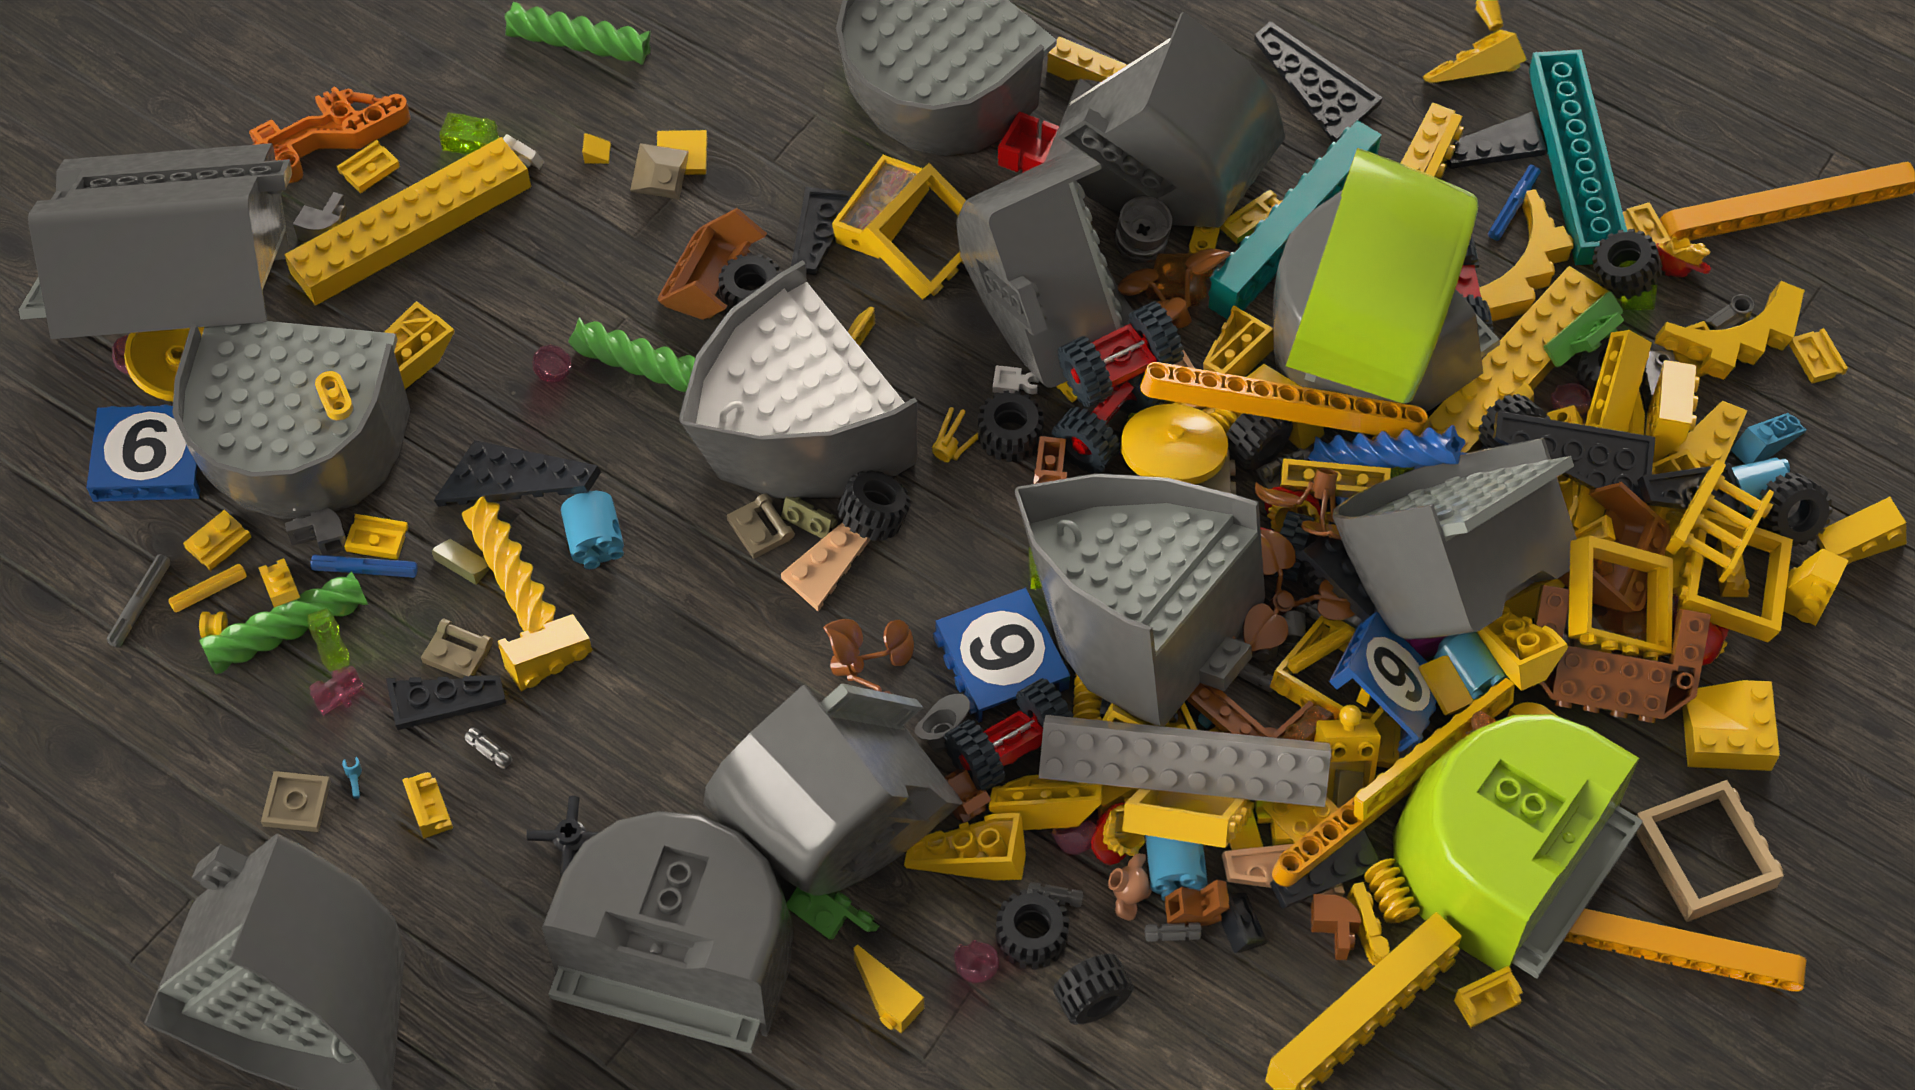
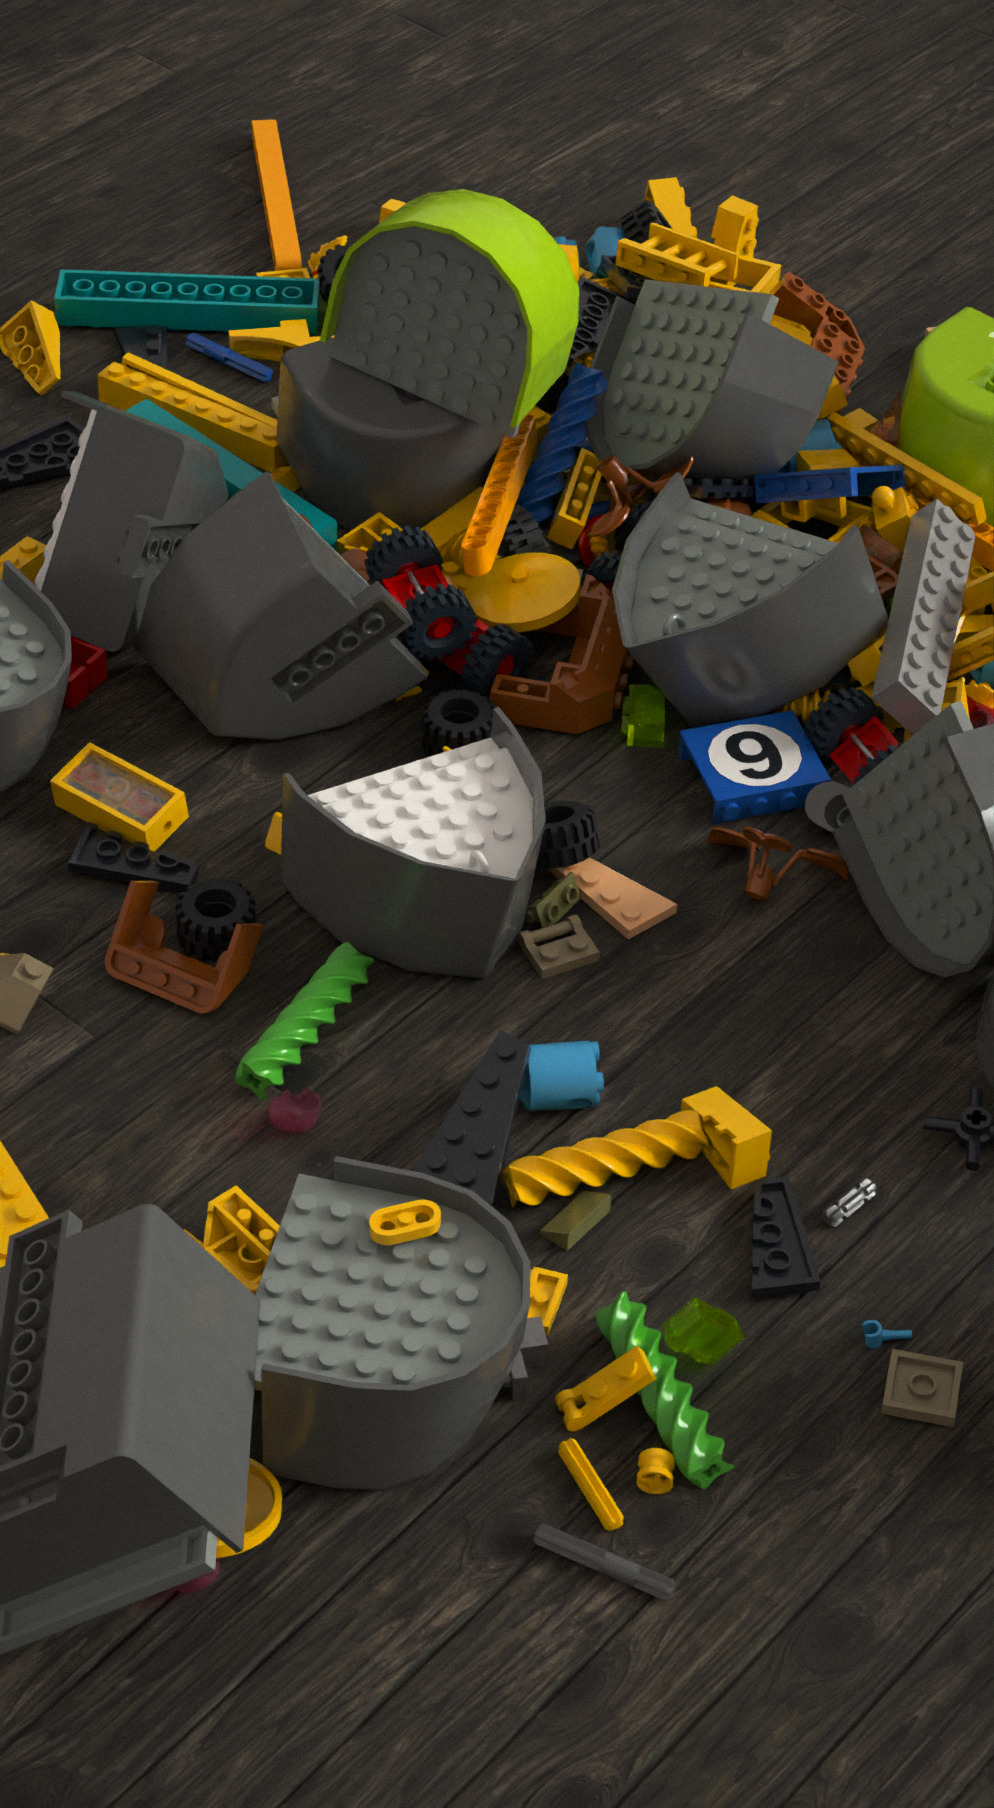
camera: 85 degrees left, 15 degrees down
(140, 456) = (360, 1542): panel -> none
(217, 540) = (512, 1475): yellow plate -> none
(336, 690) = (771, 1352): clear pink hips -> none
(364, 566) = (574, 1316): blue axle -> none
(427, 804) = (931, 1263): yellow hinge -> none
(452, 657) = (717, 1233): dark tan plate -> none
(892, 255) = (130, 740): yellow window -> none
(1011, 379) = (392, 726): white plate -> none
(1732, 727) = (874, 316): yellow slope -> none

